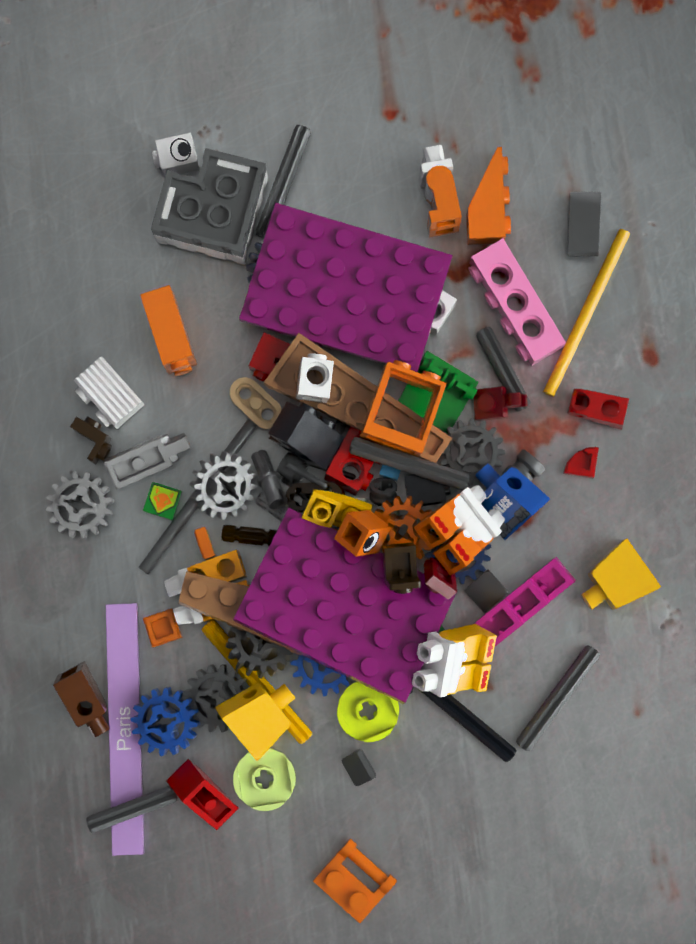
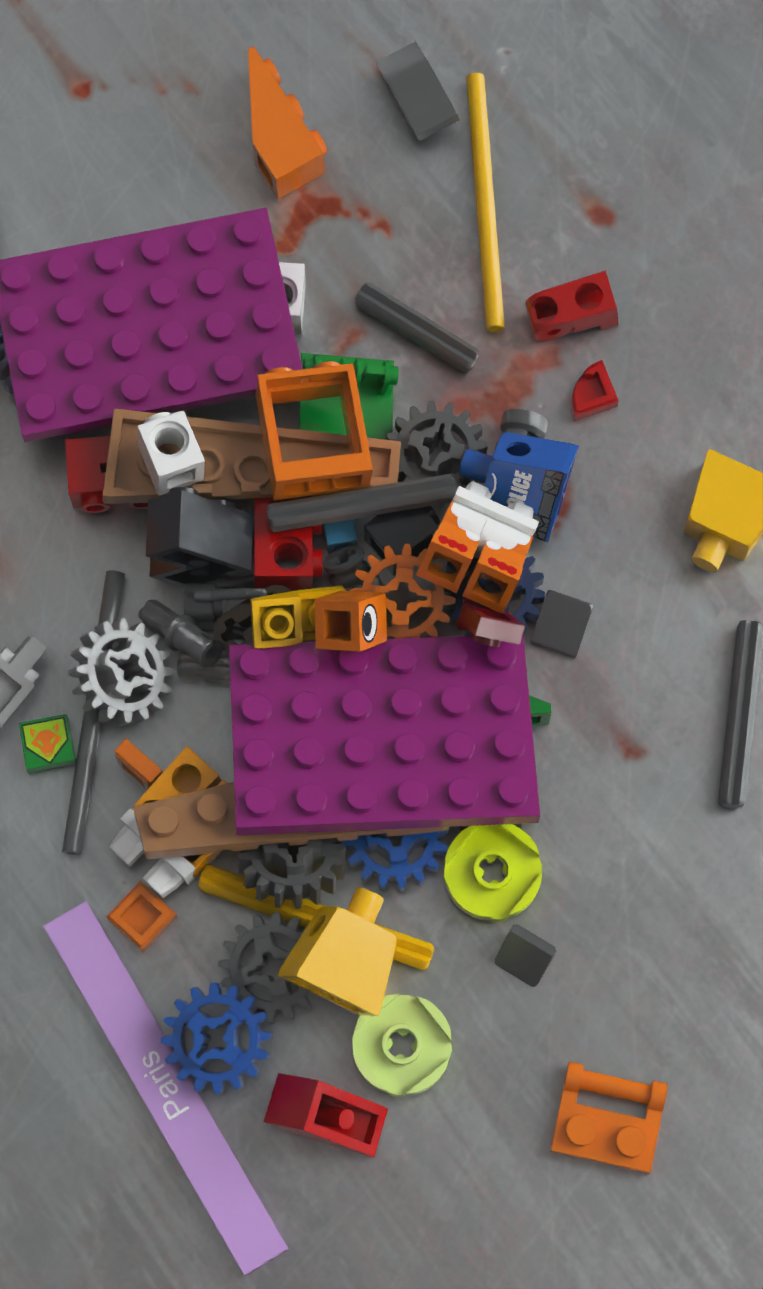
camera: 30 degrees left, 10 degrees down
(78, 686) = (63, 1057): reddish brown torso -> none
(131, 809) = (236, 1190): dark grey axle -> none
(247, 535) = (192, 725): dark brown axle -> none
(256, 404) = (109, 542): tan plate -> none
(400, 567) = (428, 636): dark brown bracket -> none
(440, 192) = (205, 144): orange hips -> none
(455, 660) = (568, 729): hips -> none
(474, 725) = (632, 808): black axle -> none
(494, 403) = (429, 372): dark red plate -> none
(500, 258) = (334, 189): bright pink brick -> none
(526, 600) = (615, 626): dark pink slope -> none

